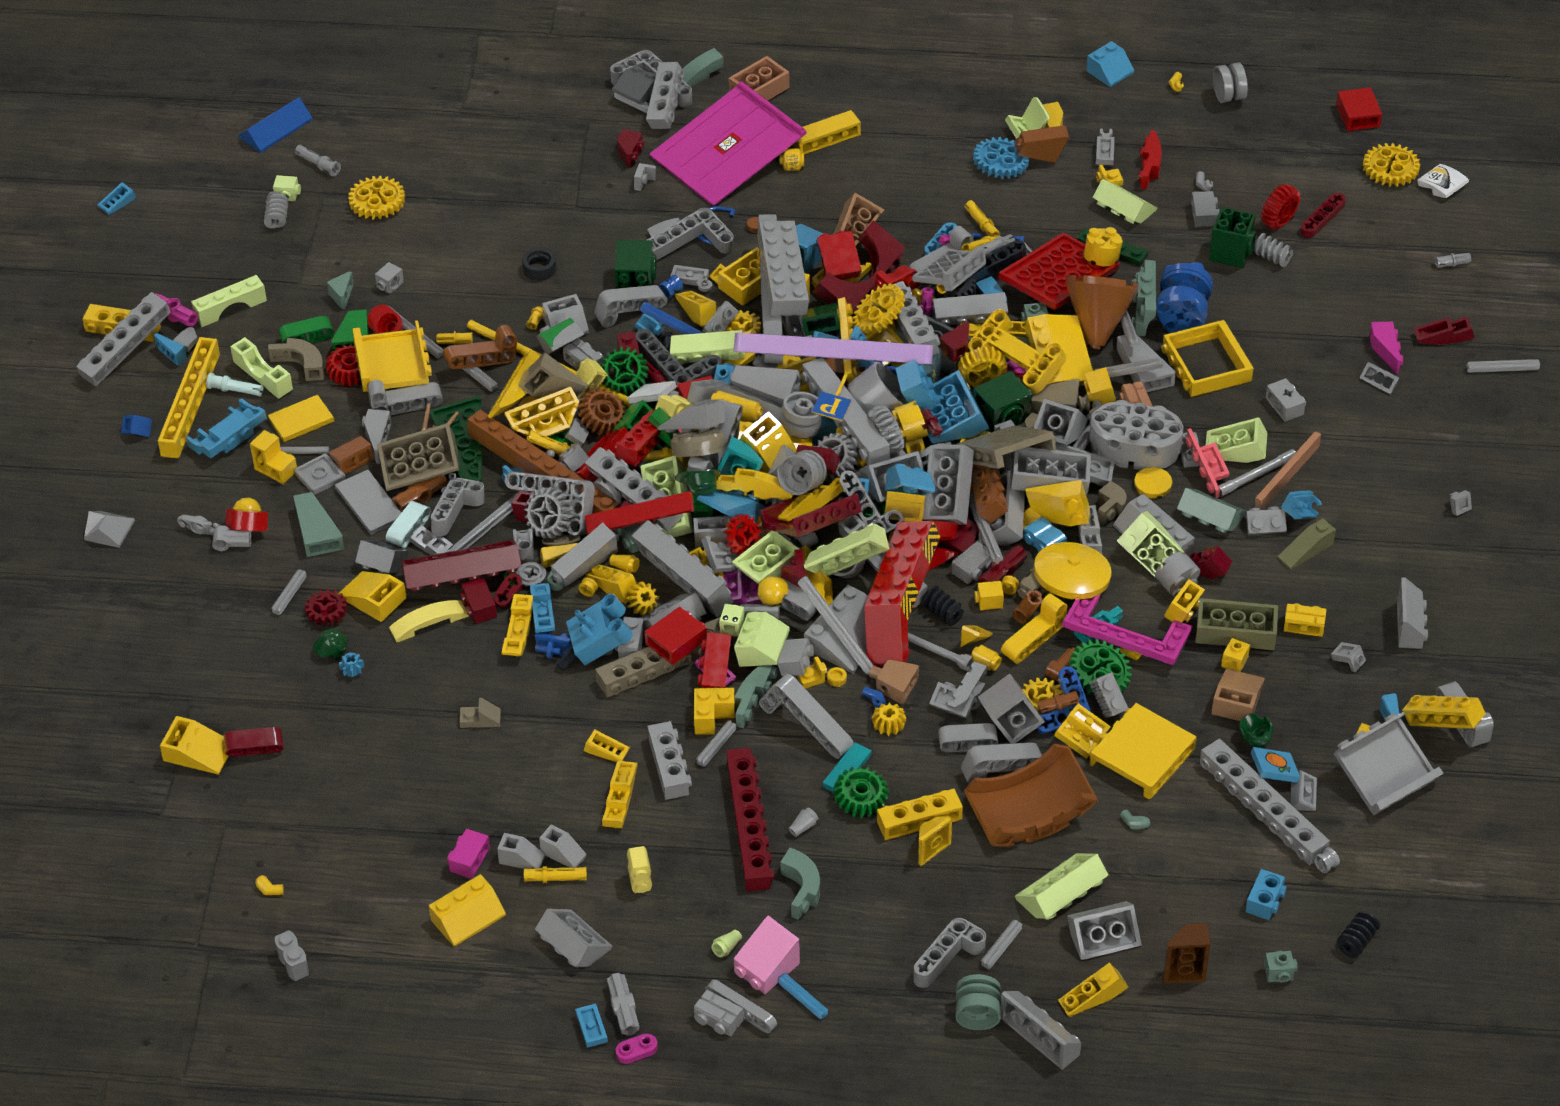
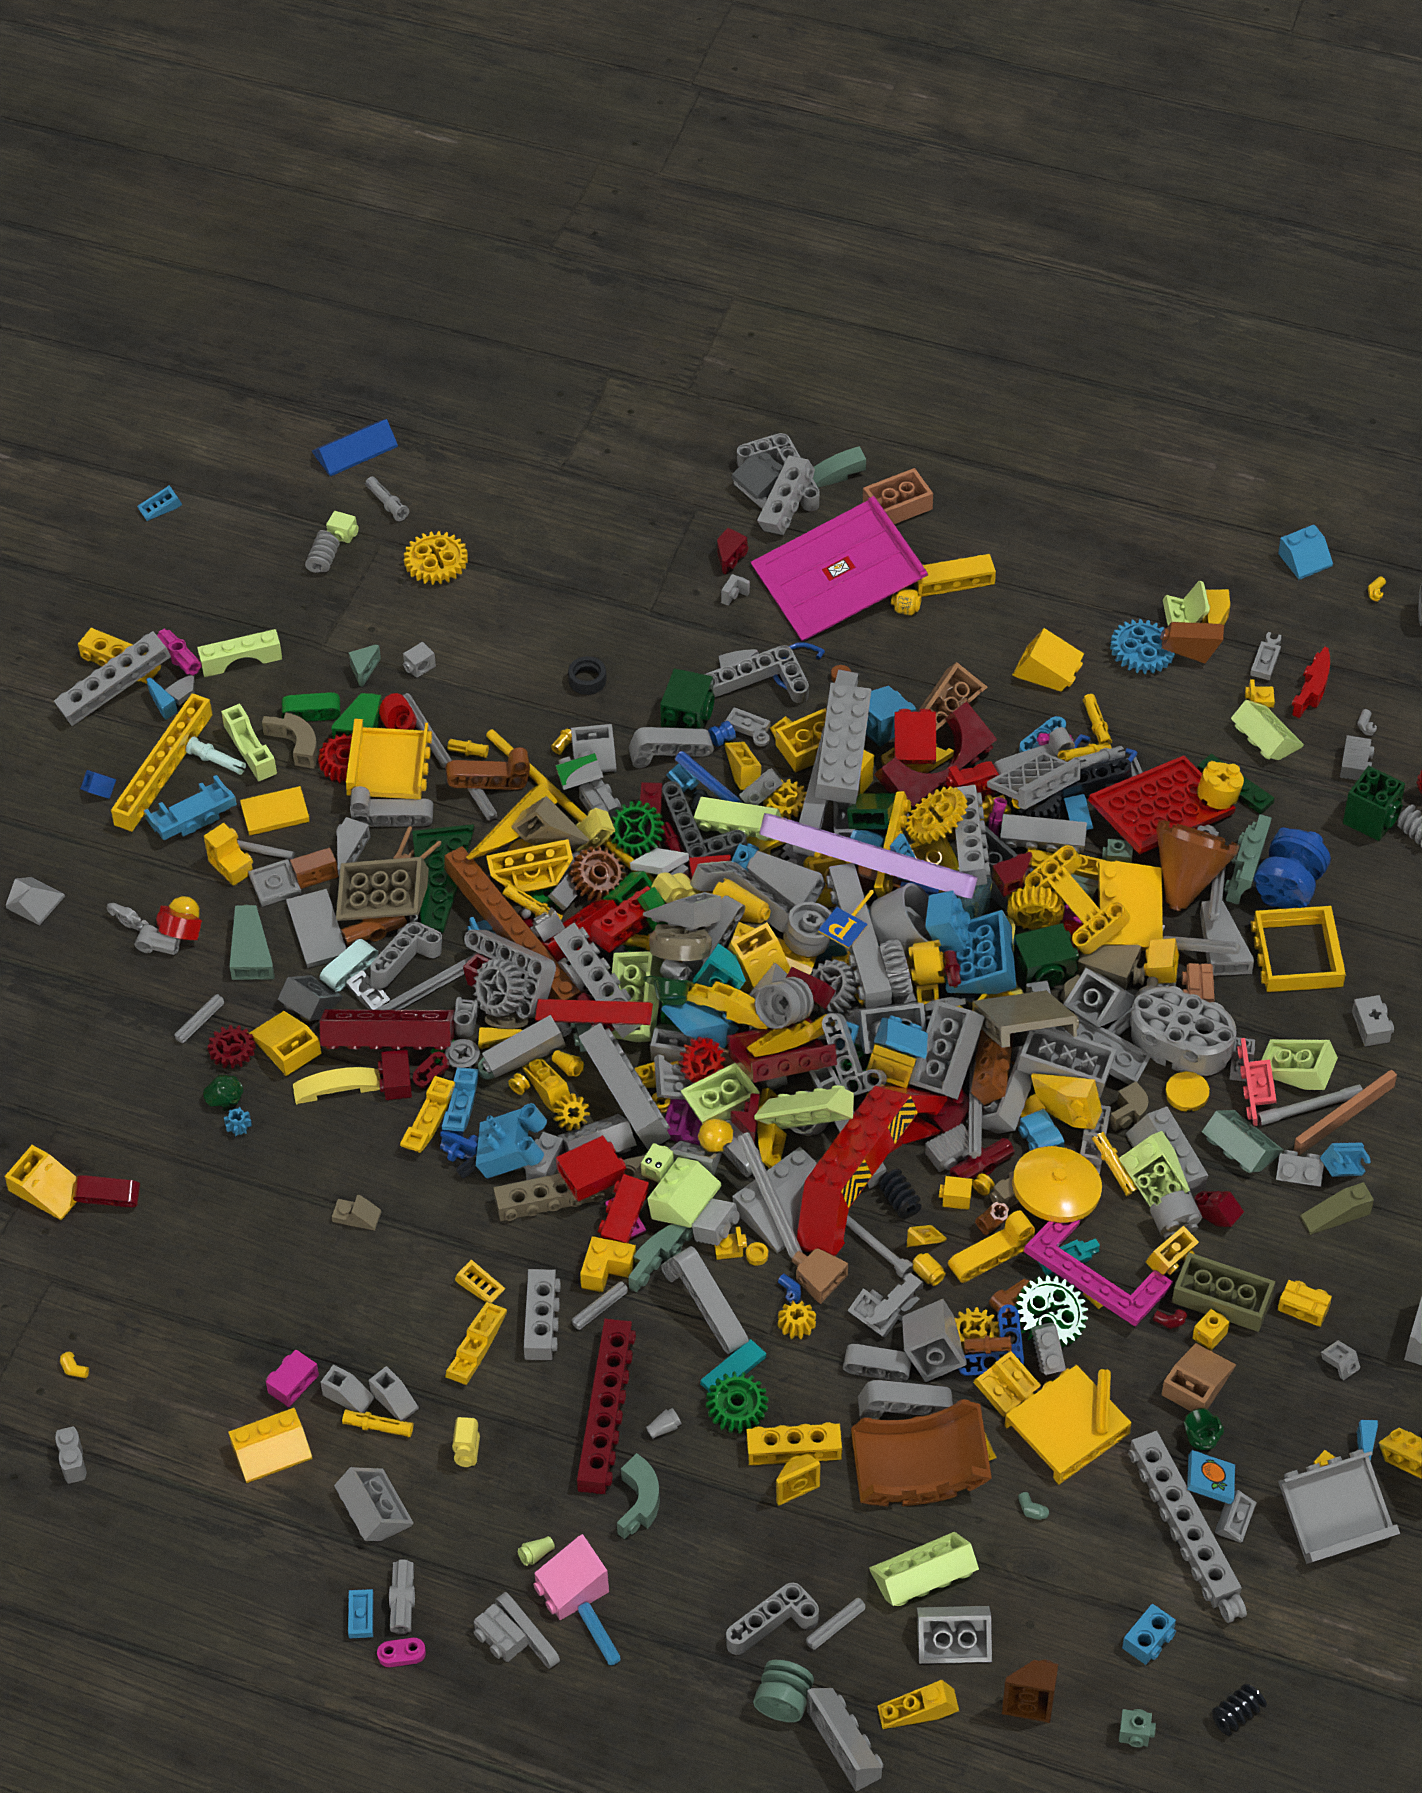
camera: 15 degrees right, 5 degrees up
(927, 182) = (1049, 662): none -> yellow slope
(1108, 541) = (1109, 1155): none -> yellow pin
(1168, 724) = (1103, 1401): none -> yellow axle
(1201, 656) = (1171, 1321): none -> dark red arm

